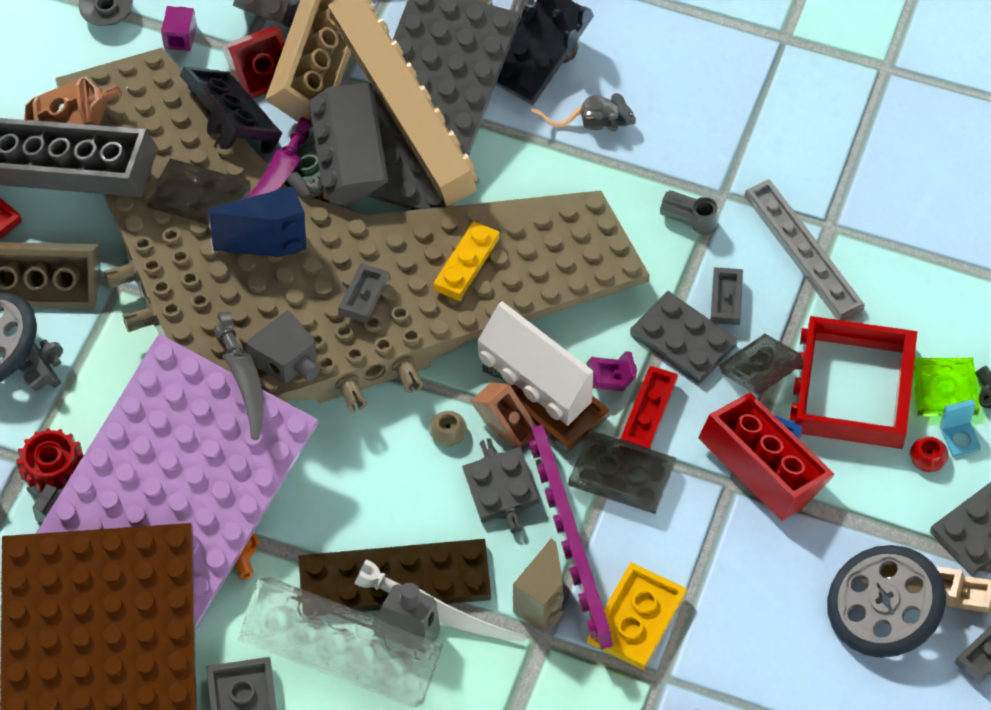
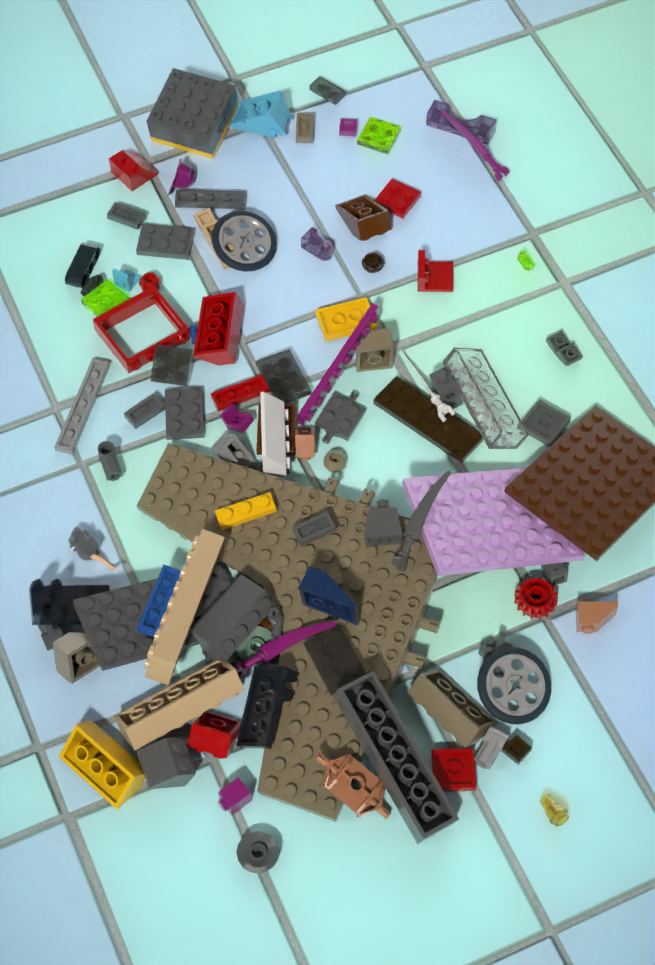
camera: 135 degrees left, 0 degrees up
(440, 88) = (158, 600): none -> blue plate
(574, 328) = (231, 449): none -> light grey slope
(795, 687) = (316, 245): none -> clear purple leg

